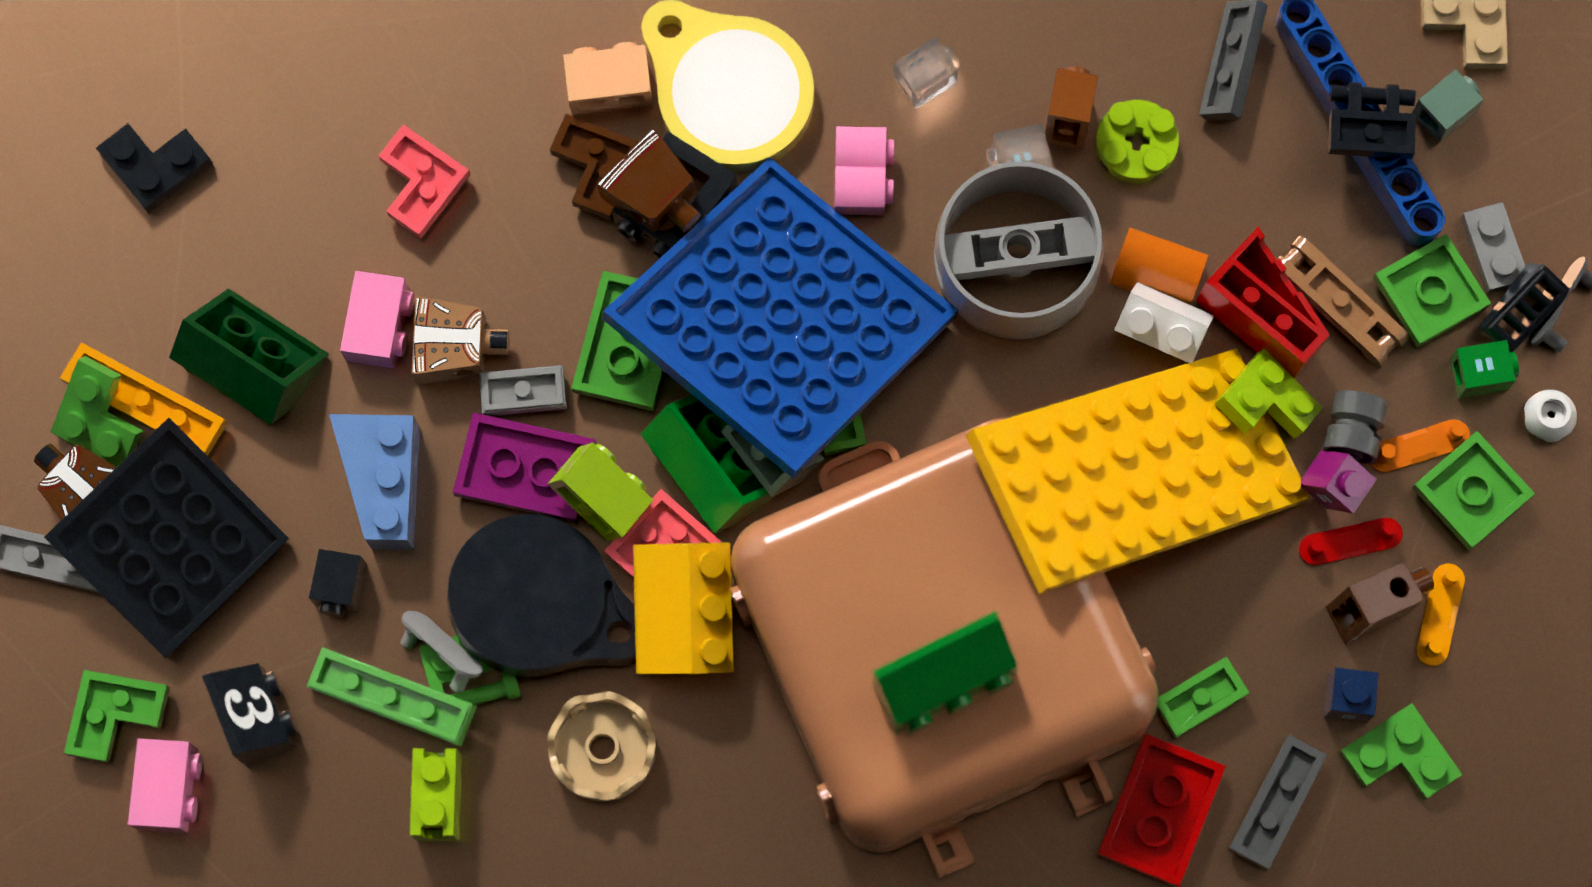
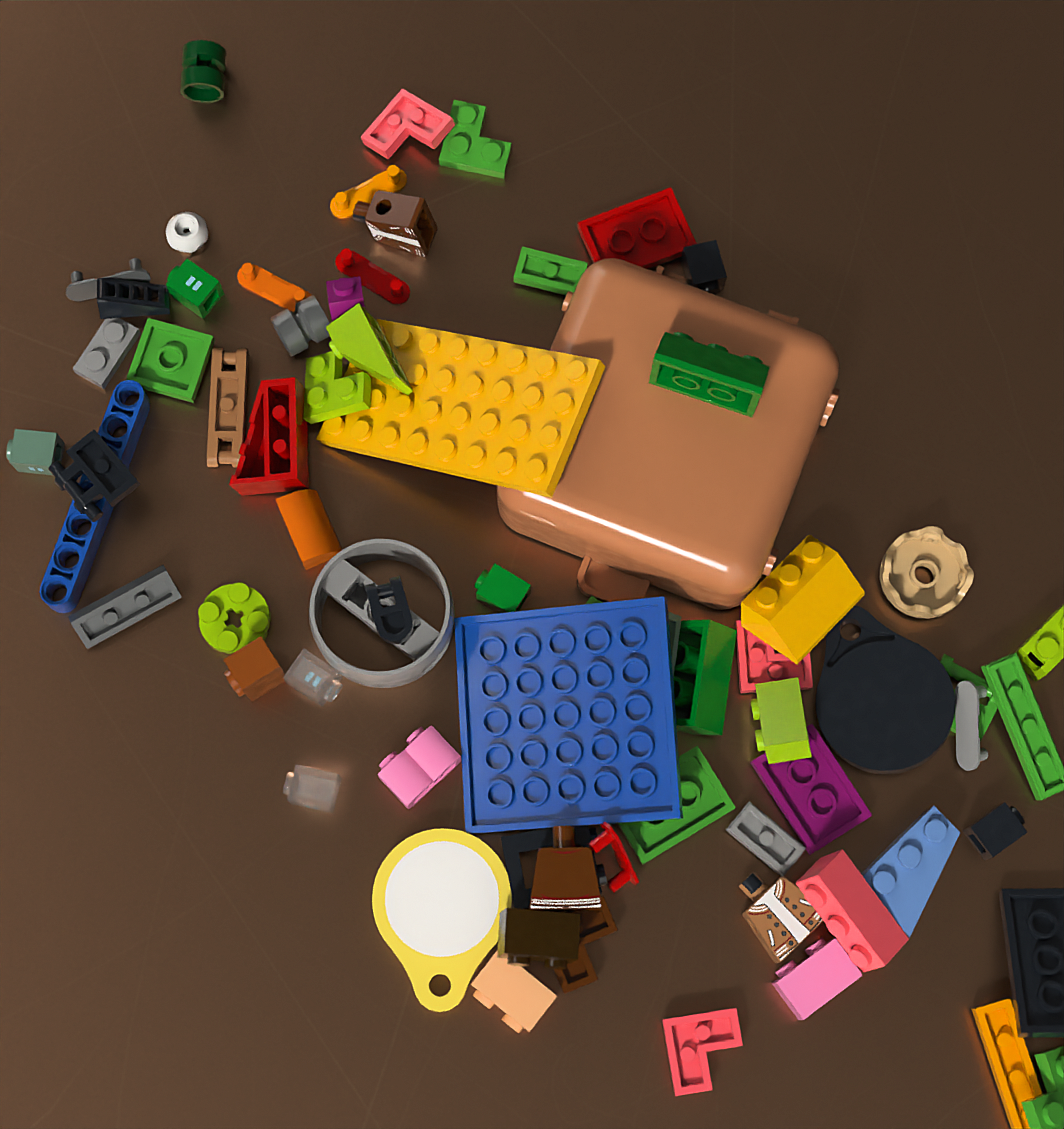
camera: 140 degrees left, 0 degrees up
(247, 355) = (920, 1038): dark green slope -> none
(395, 386) = (852, 911): none -> coral brick
(625, 121) = (538, 937): none -> dark brown brick
(645, 250) = (627, 873): none -> red piece
(943, 374) = (501, 590): none -> green brick
(992, 230) = (394, 621): none -> black plate
(1069, 836) = (704, 267): none -> black brick
(1164, 322) = (343, 489): white brick -> none
(1276, 450) = (364, 345): none -> lime slope
(1277, 802) = (568, 180): dark grey plate -> none
(1351, 695) = (468, 191): dark blue brick -> none
(1473, 490) = (276, 232): bright green plate -> none
(1483, 711) = (406, 117): none -> coral plate

